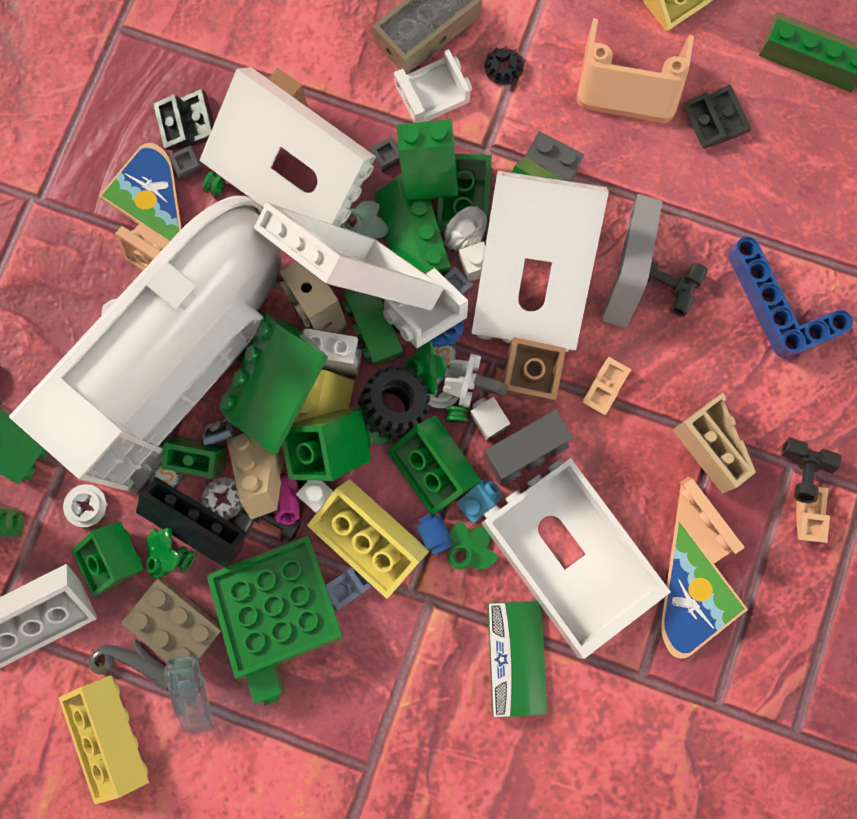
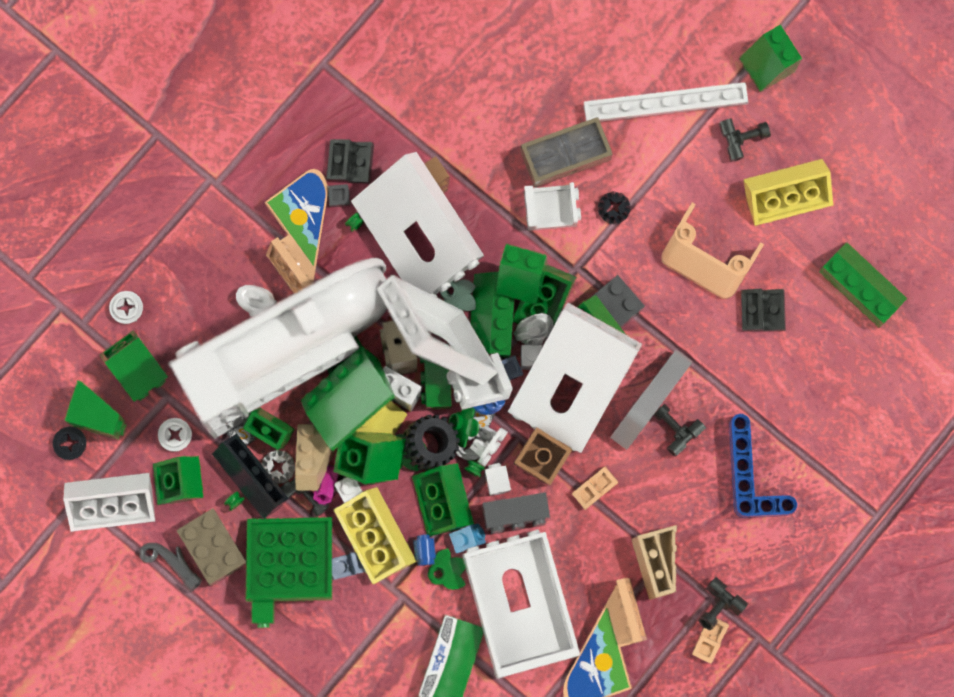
camera: 10 degrees right, 0 degrees up
(104, 740) = (133, 608): light yellow slope -> none
(161, 556) = (219, 490): green plate -> none
(188, 694) = (207, 599): clear light blue slope -> none
(218, 432) = (294, 415): slope -> none
(386, 154) = (495, 245): dark grey tile -> none
(491, 385) = (503, 455): dark grey tile -> none

